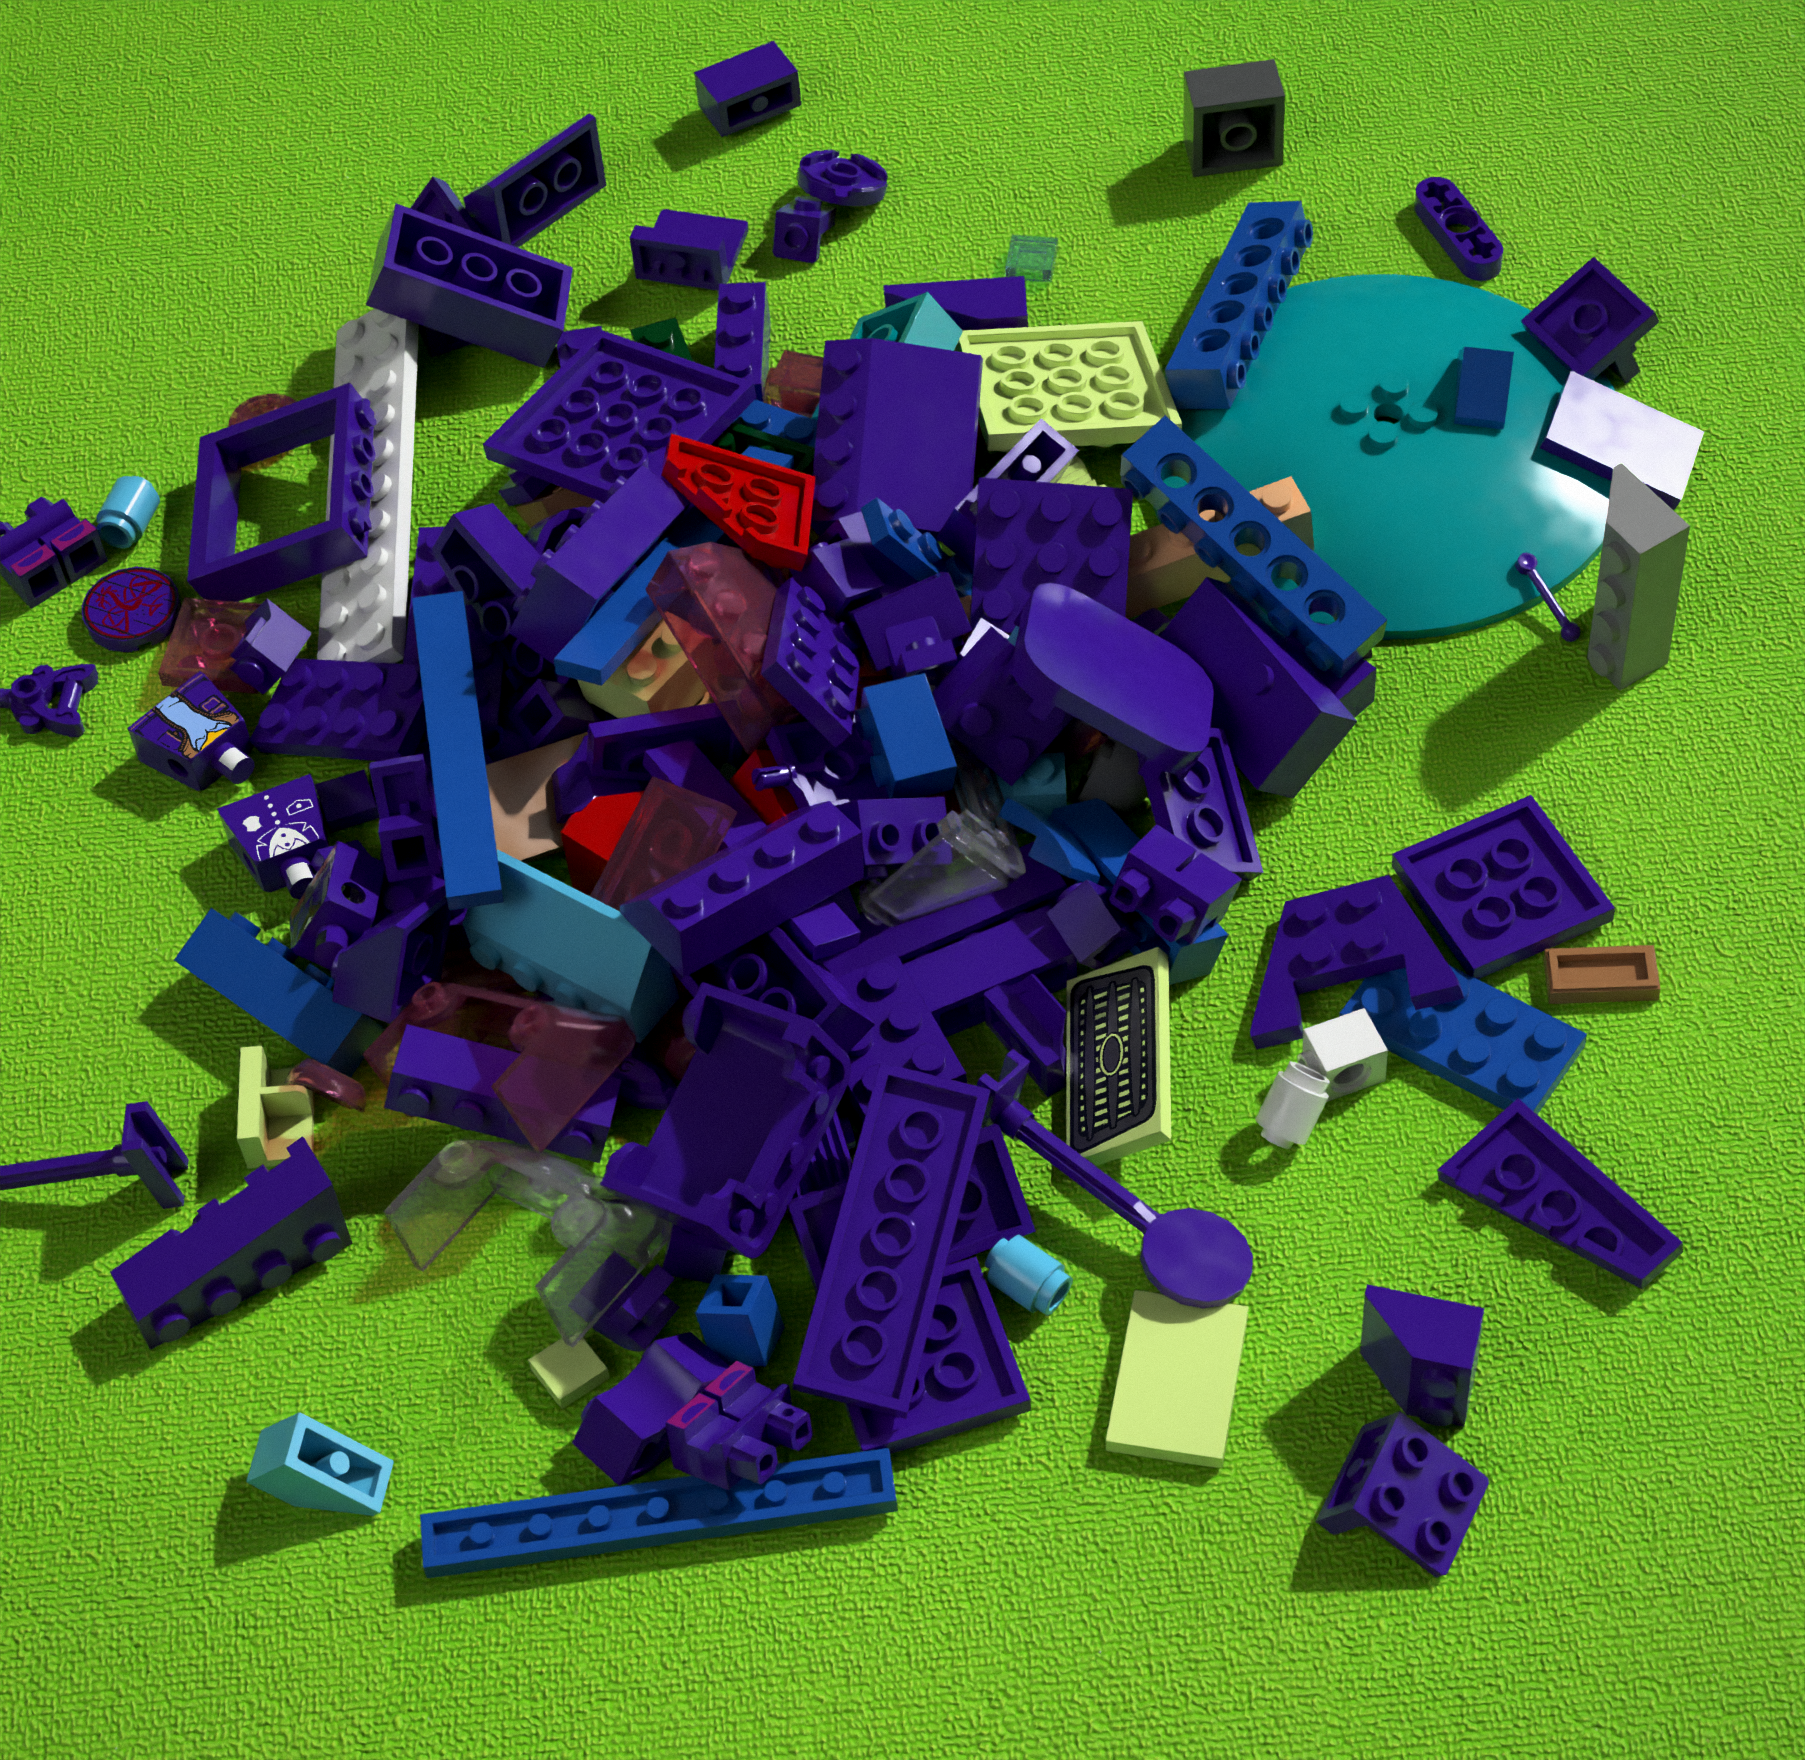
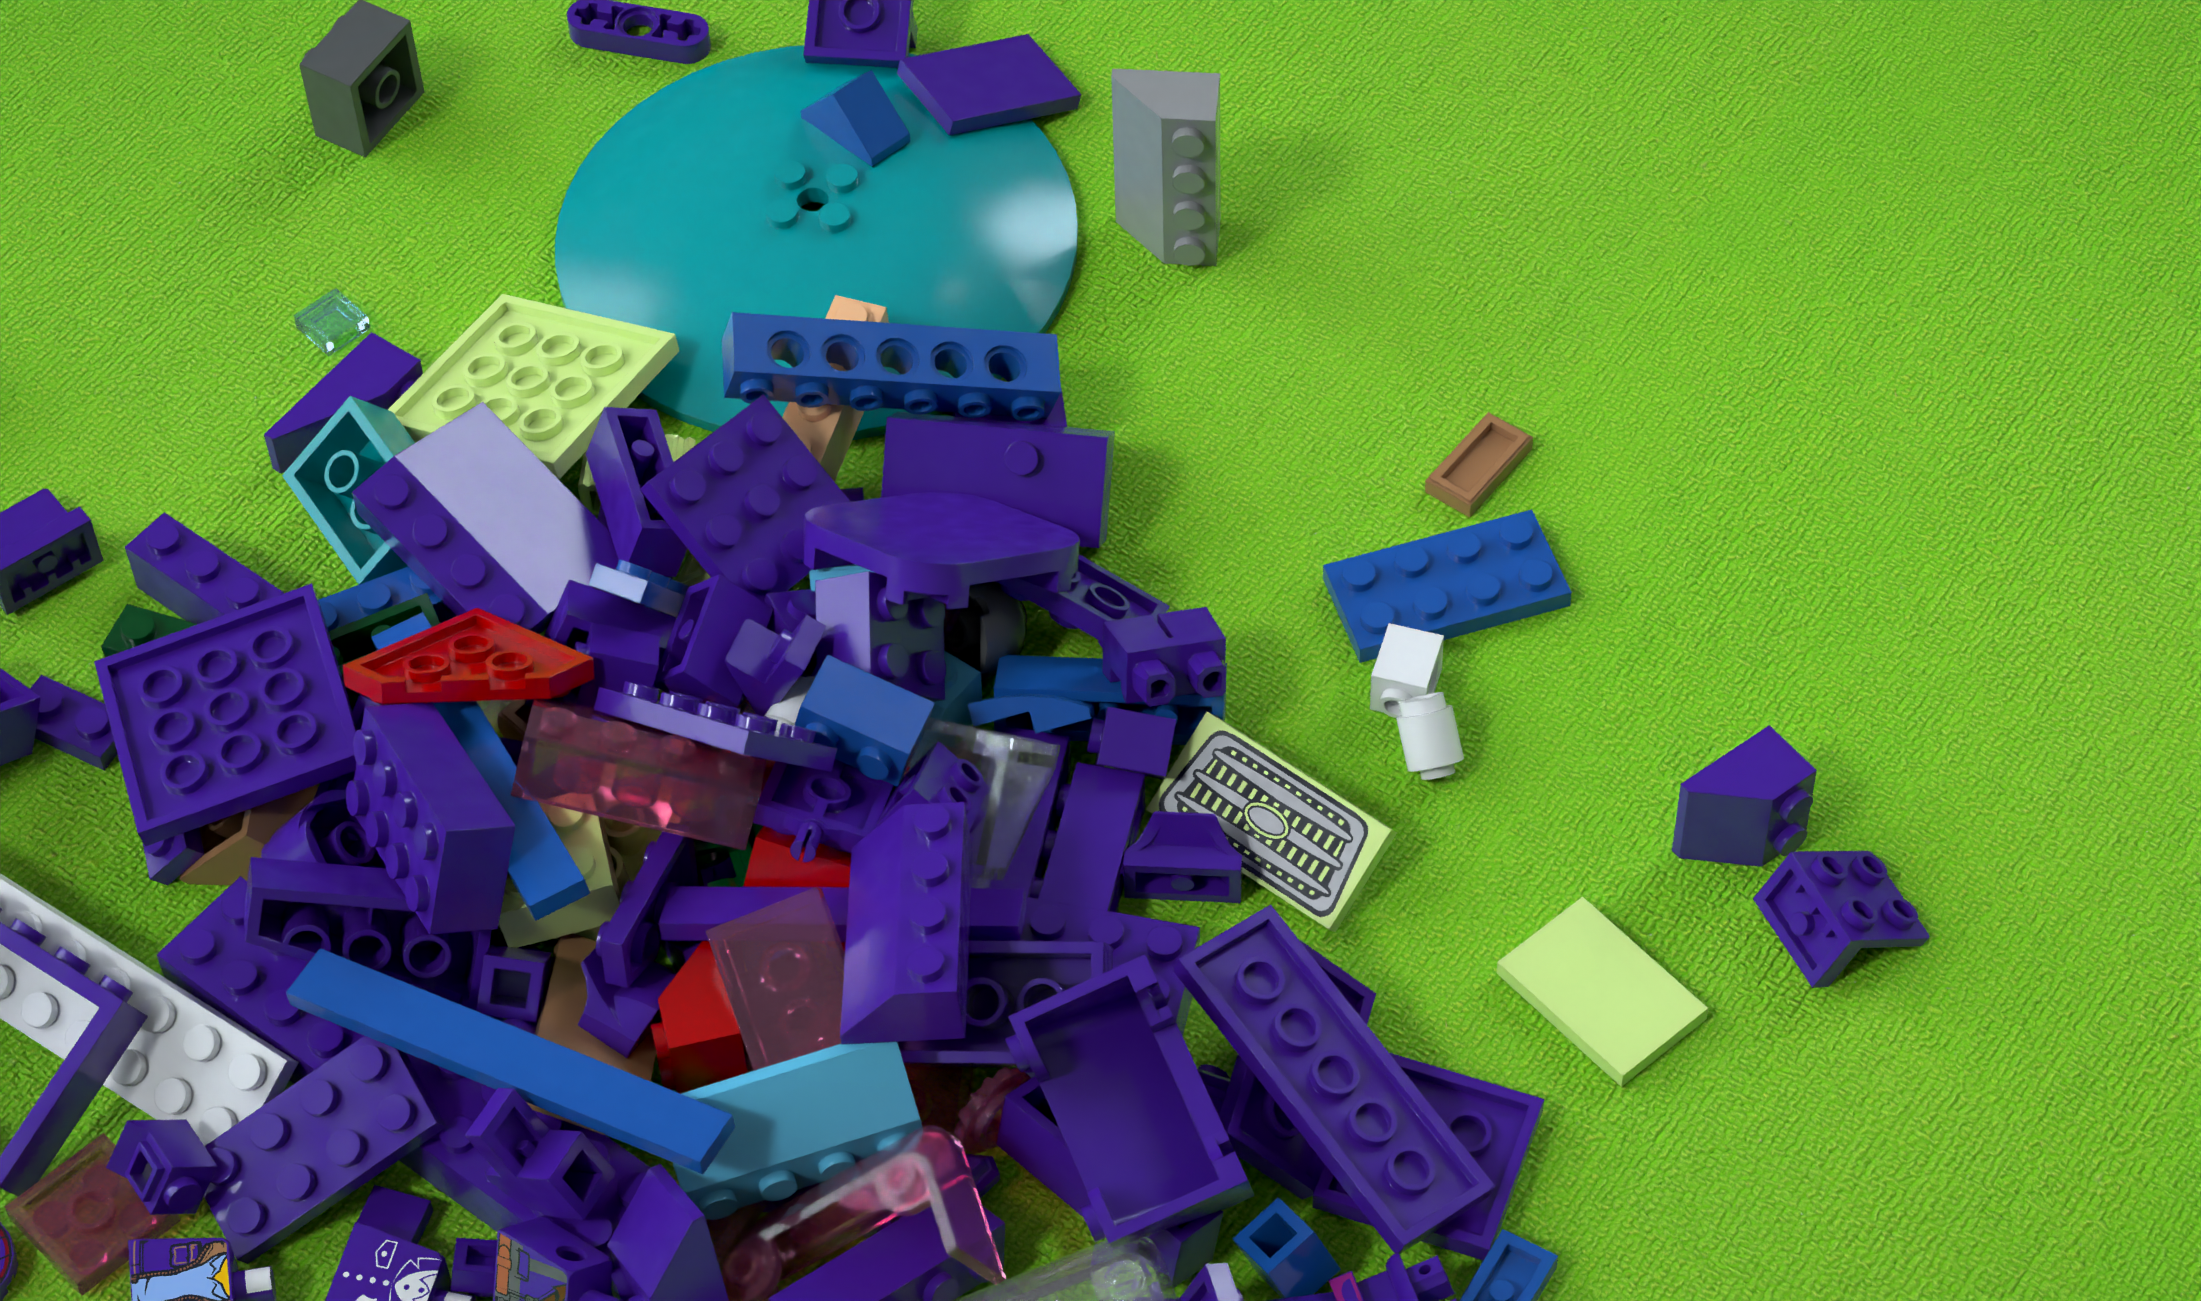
camera: 55 degrees left, 0 degrees up
(795, 383) = (303, 560): clear pink brick -> none
(800, 228) = (104, 453): dark purple bracket -> none
(842, 180) = (83, 386): dark purple tile -> none
(1027, 1275) = (1418, 1024): medium azure brick -> none
(1183, 1252) = (1493, 895): dark purple piece -> none
(1238, 305) = (578, 214): blue brick -> none
(1343, 939) = (1298, 591): dark purple wing -> none
(1502, 887) = (1341, 465): dark purple plate -> none
(1526, 565) = (1048, 228): dark purple hinge -> none
(1554, 1190) = (1654, 629): dark purple wing -> none

